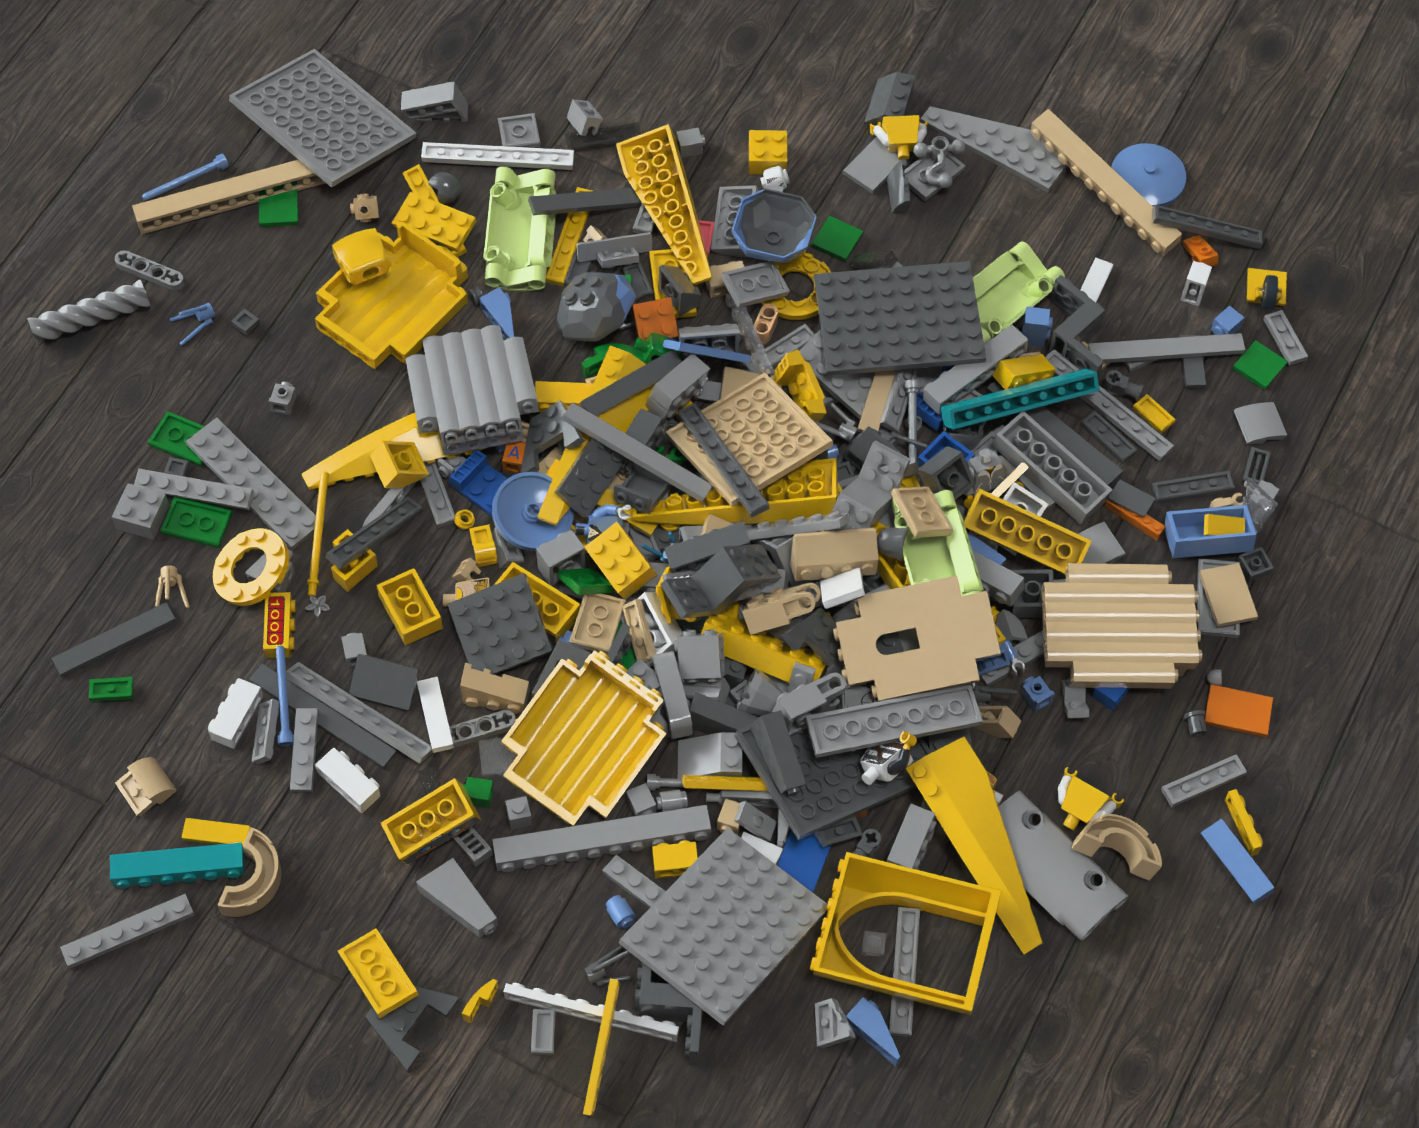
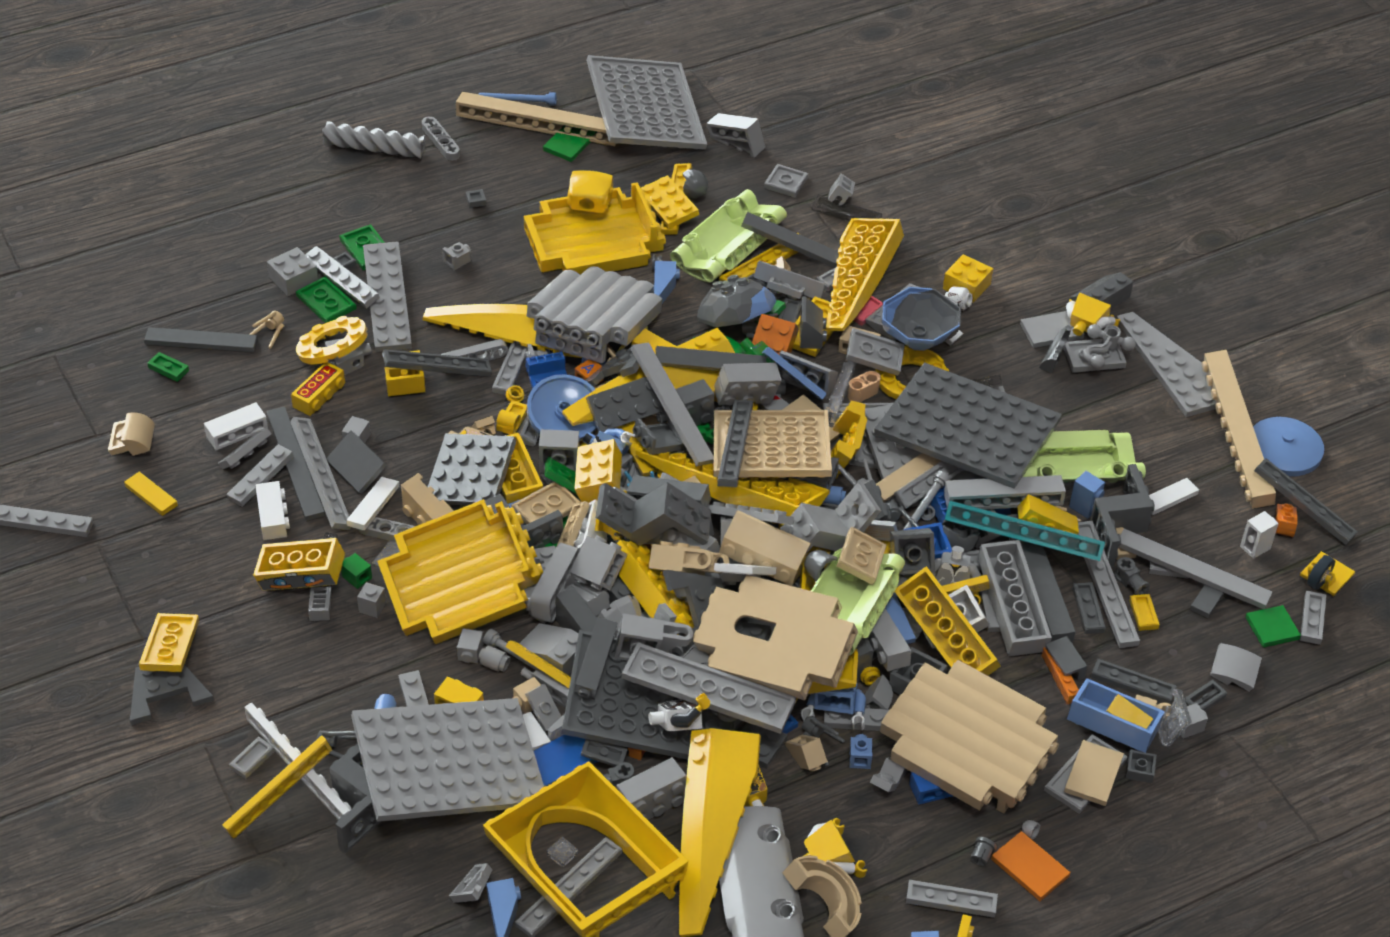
camera: 35 degrees right, 15 degrees down
(177, 865) = (104, 496): teal brick -> none
(203, 313) = (452, 178): medium blue plant -> none
(263, 884) = (145, 539): tan brick -> none
(285, 736) = (255, 458): medium blue piece -> none
(313, 581) = (370, 376): yellow bar -> none
(317, 605) = (359, 393): light grey plant -> none
(367, 201) = (625, 170): tan brick -> none
(398, 463) = (494, 328): yellow slope -> none
(409, 606) = (419, 424): yellow brick -> none
(457, 896) = (276, 626): light grey slope -> none
(482, 996) = (230, 704): yellow slope -> none
(497, 156) = (759, 187): white plate -> none
(601, 838) = (417, 652): light grey brick -> none
(690, 142) = (911, 244): light grey brick -> none
(837, 239) = (975, 362): green tile -> none
(1104, 546) = (1014, 675): light grey slope -> none
(1227, 322) = (1267, 577): medium blue brick -> none

